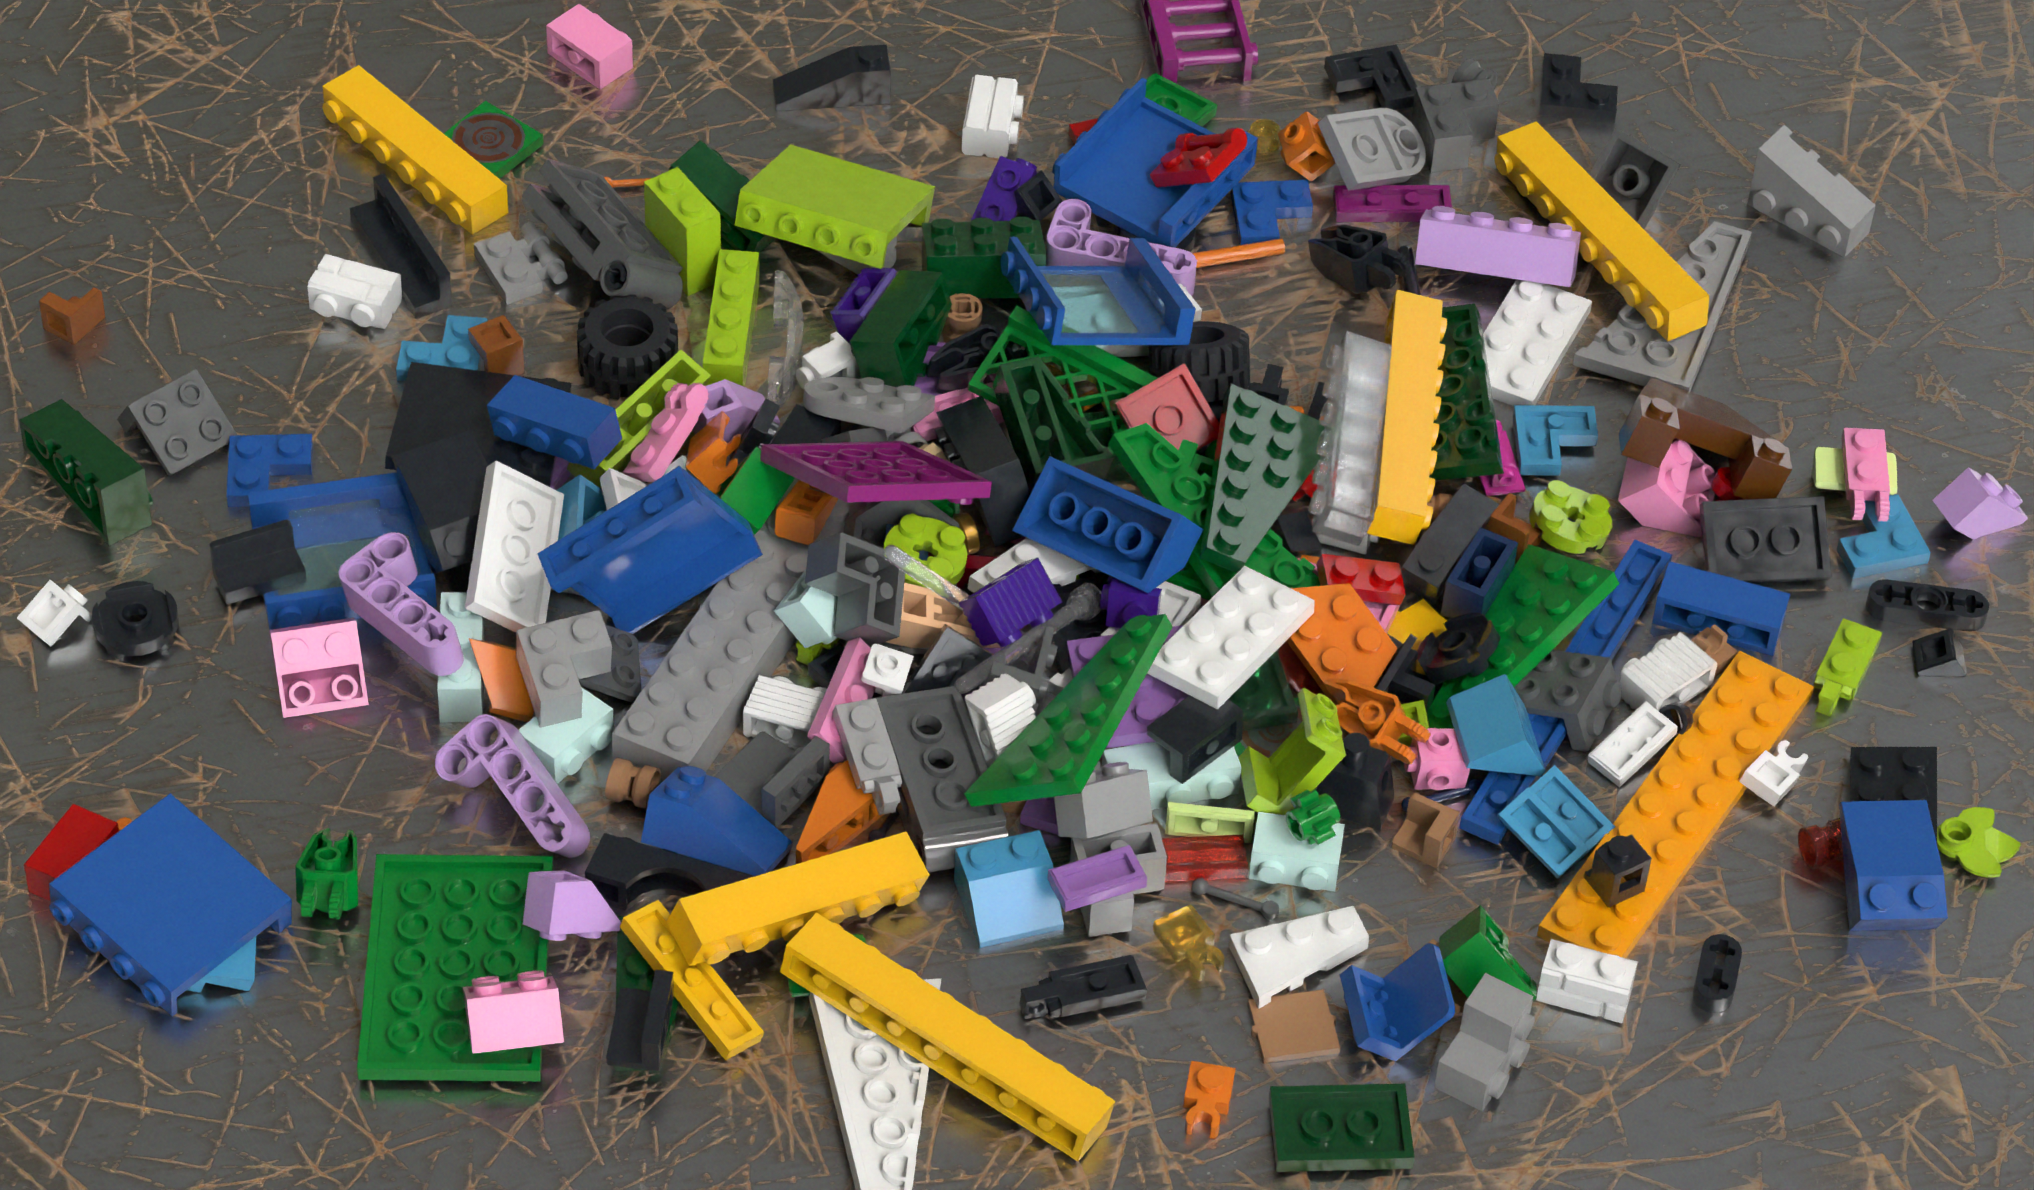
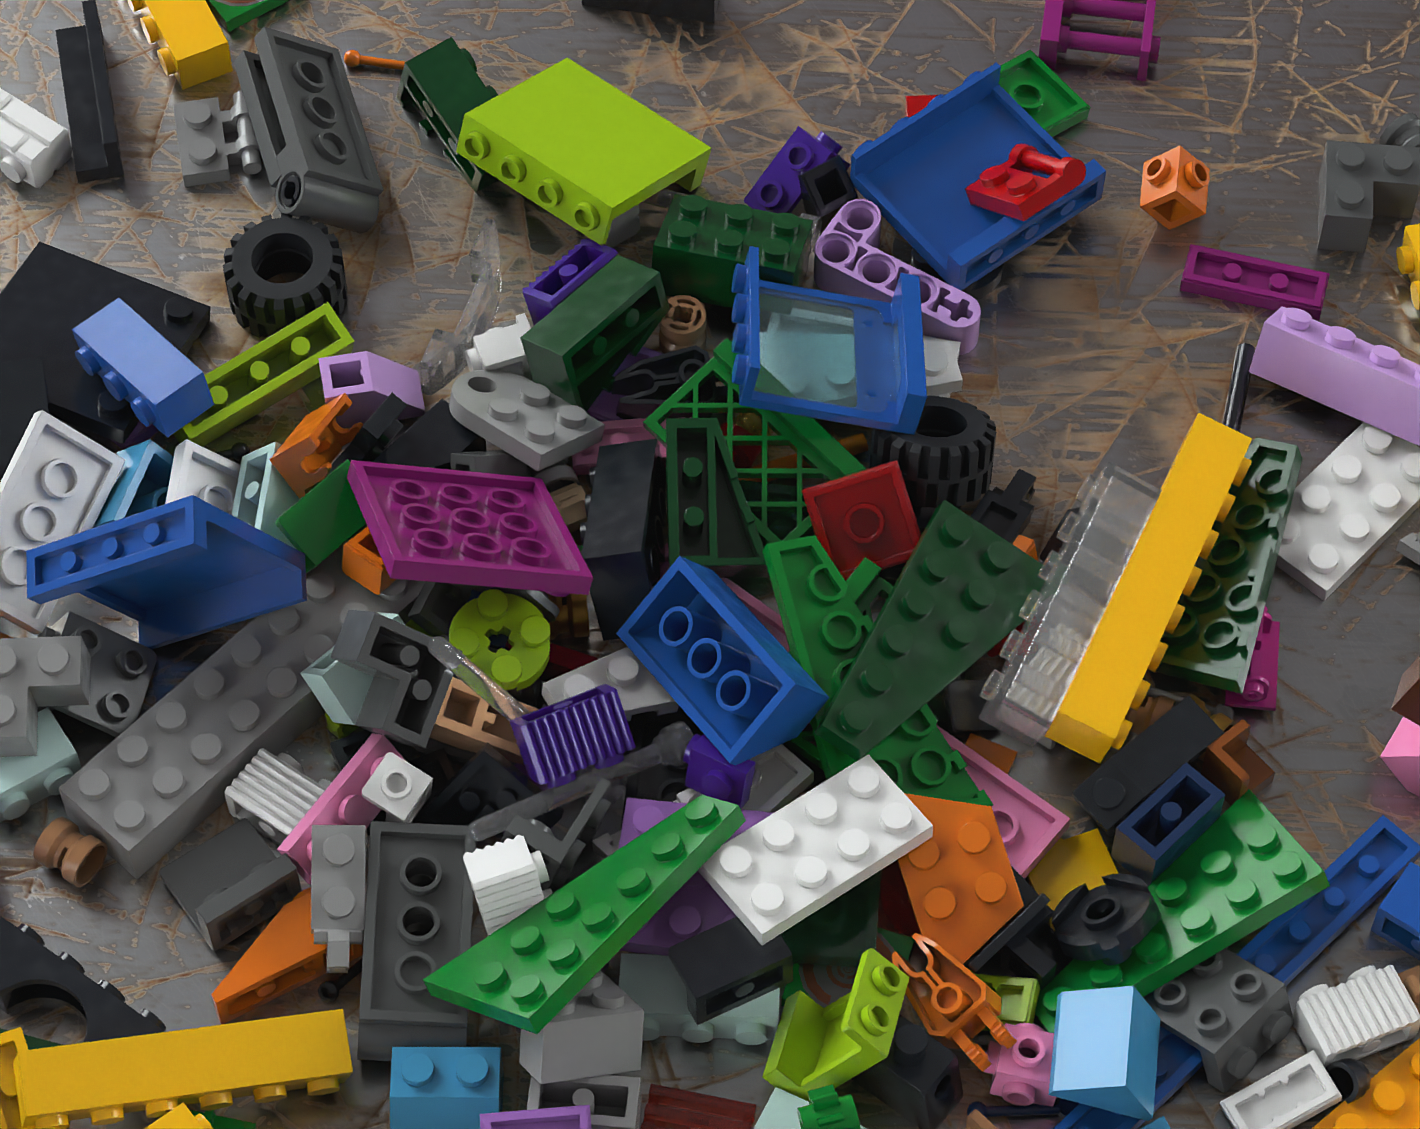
camera: 20 degrees right, 10 degrees up
(453, 352) = (104, 239): dark azure plate -> none
(498, 346) = (140, 246): dark orange panel -> none
(668, 432) = (273, 406): bright pink hinge -> none
(684, 226) = (397, 144): lime brick -> none
(711, 823) = (131, 938): blue slope -> none
(732, 316) = (415, 271): lime brick -> none
(990, 117) = (816, 68): white brick -> none
(1200, 820) = (719, 1074): yellowish green slope -> none
(1239, 253) = (1040, 307): orange bar -> none
(1263, 202) = (1101, 245): blue plate -> none
(1267, 135) = (1126, 152): clear yellow plate -> none
(1357, 258) = (1179, 351): black hinge -> none
(1370, 147) = (1244, 209): light grey plate -> none
(1371, 579) = (1019, 794): red plate -> none
(1375, 68) = (1298, 99): black plate -> none
(1544, 429) = (1328, 631): dark azure plate -> none
(1560, 502) = (1332, 746): lime plate -> none

